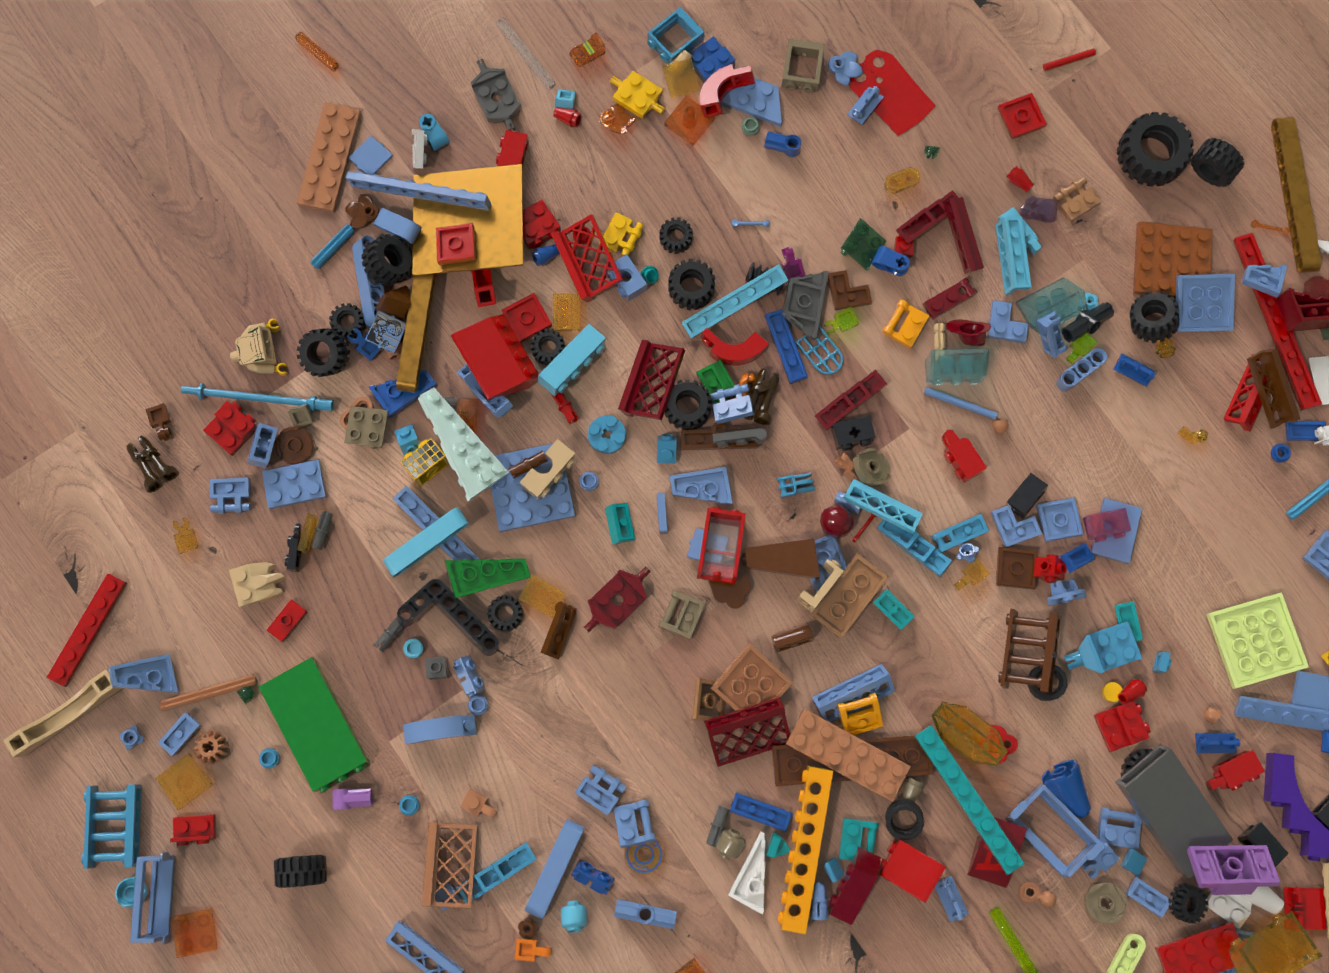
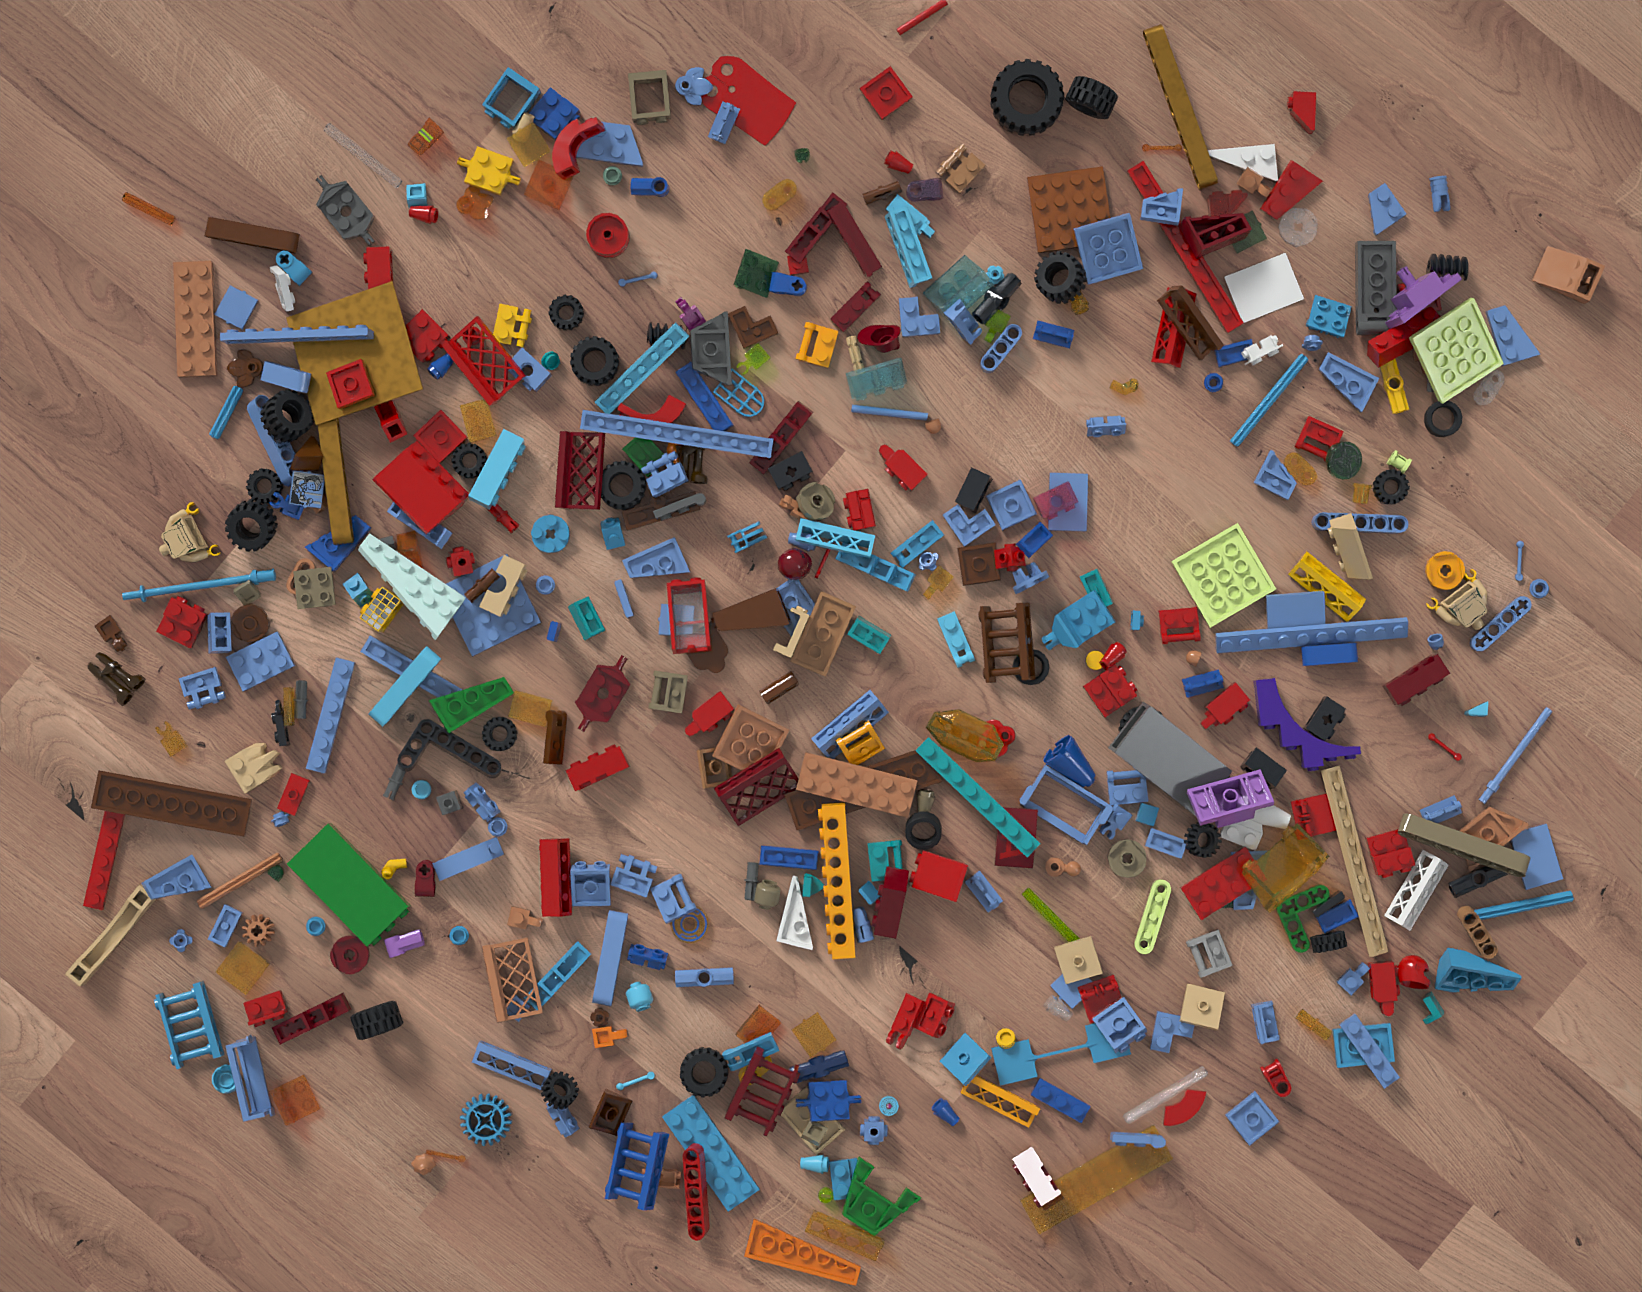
camera: 10 degrees left, 10 degrees up
(164, 598) = (171, 803): none -> reddish brown plate
(236, 852) = (311, 1018): none -> dark red slope
(266, 642) = (280, 819): none -> medium blue plate
(286, 804) = (341, 948): none -> dark red plate
(345, 553) = (330, 715): none -> medium blue plate
(362, 717) = (391, 866): none -> yellow arm
(390, 743) = (425, 883): none -> dark red piece
(403, 95) = (251, 235): none -> reddish brown beam
(508, 442) = (463, 567): none -> red brick
(521, 771) = (555, 877): none -> red brick
(555, 787) = (590, 884): none -> medium blue plate
(585, 526) = (553, 632): none -> blue tile
(592, 671) = (597, 767): none -> red wedge
(717, 646) = (709, 714): none -> red hinge
(733, 175) = (610, 224): none -> red wheel
(754, 368) = (676, 433): none -> medium blue plate
(912, 486) = (860, 510): none -> red brick
(977, 635) = (955, 638): none -> medium azure plate
(986, 203) = (882, 192): none -> reddish brown pin
(1175, 469) = (1115, 426): none -> medium blue hinge
(1203, 672) = (1179, 619): none -> red plate

